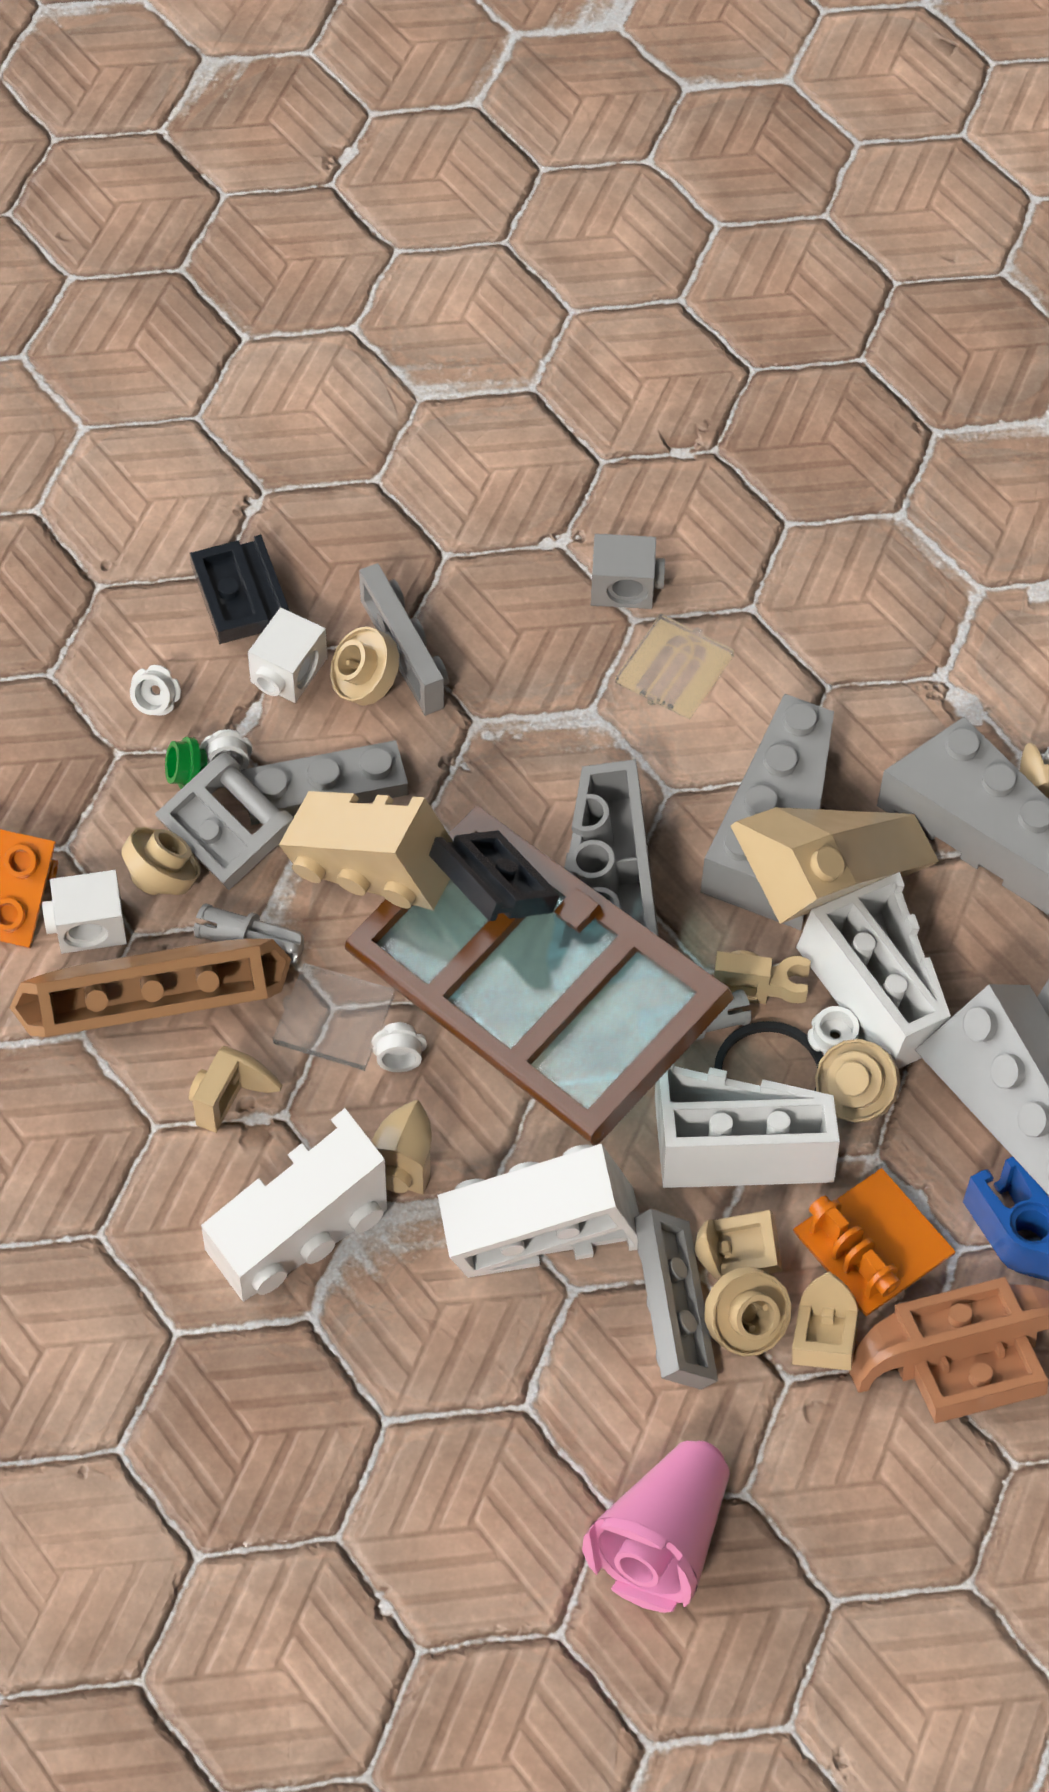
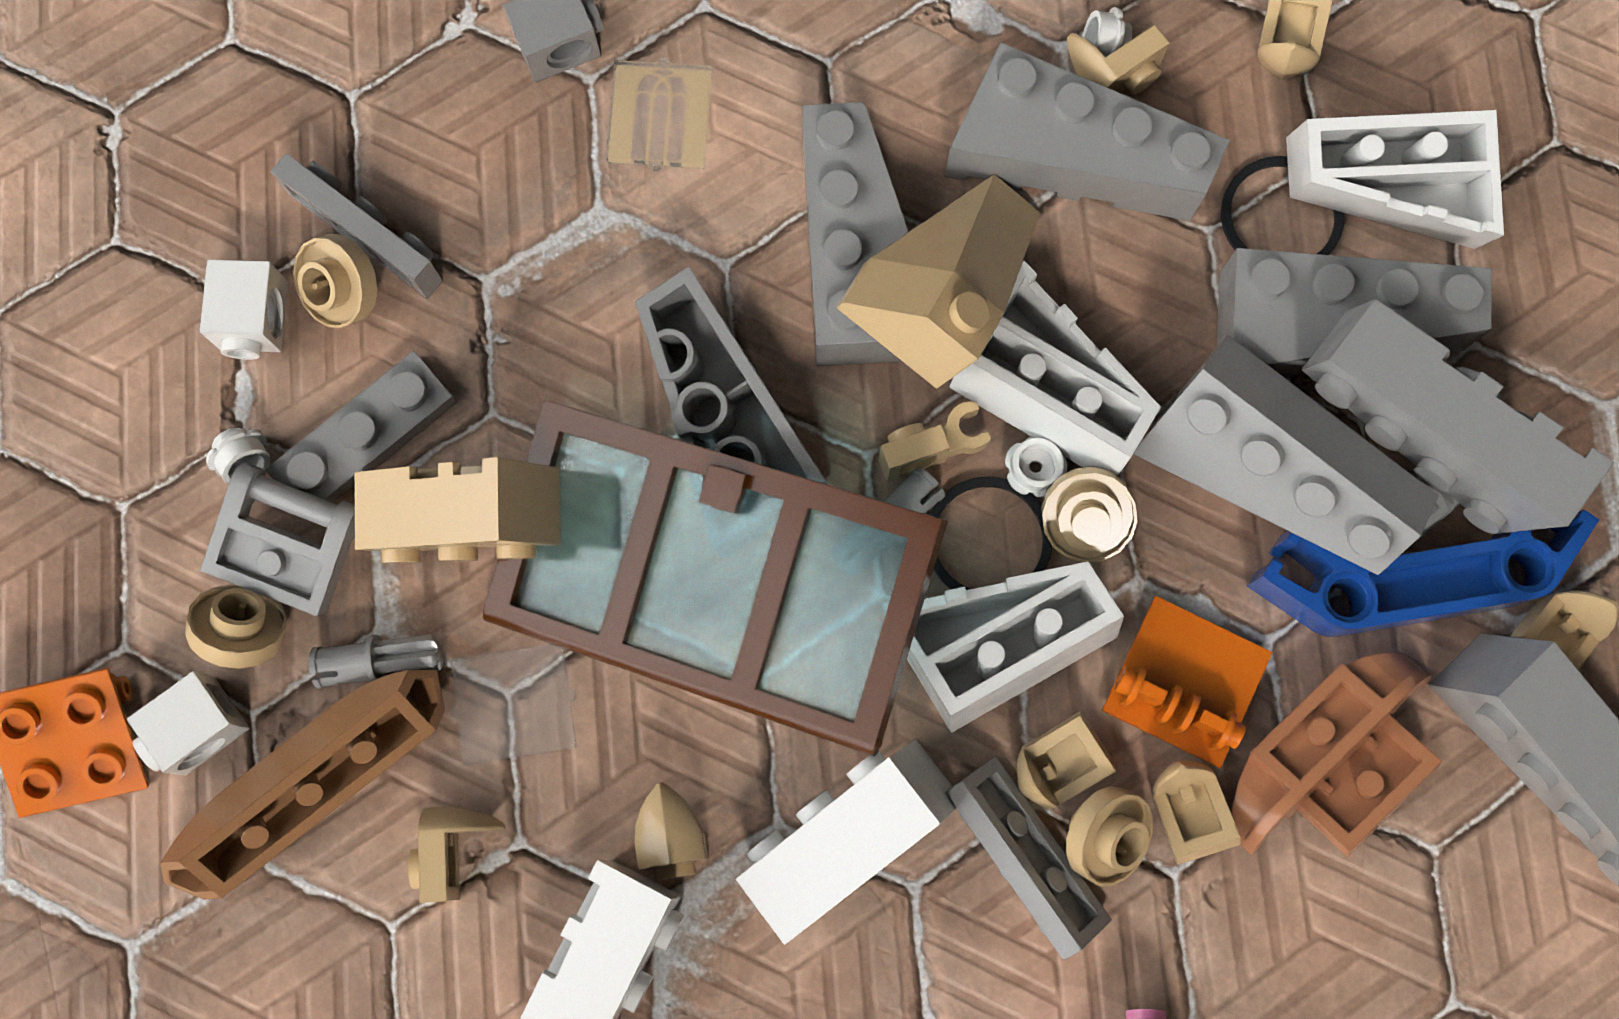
camera: 25 degrees left, 20 degrees up
(145, 699) = (120, 431): white plate -> none
(184, 761) = (200, 491): green plate -> none
(238, 588) = (149, 249): black plate -> none
(398, 1047) = (601, 711): white plate -> none
(494, 875) = (613, 494): black plate -> none

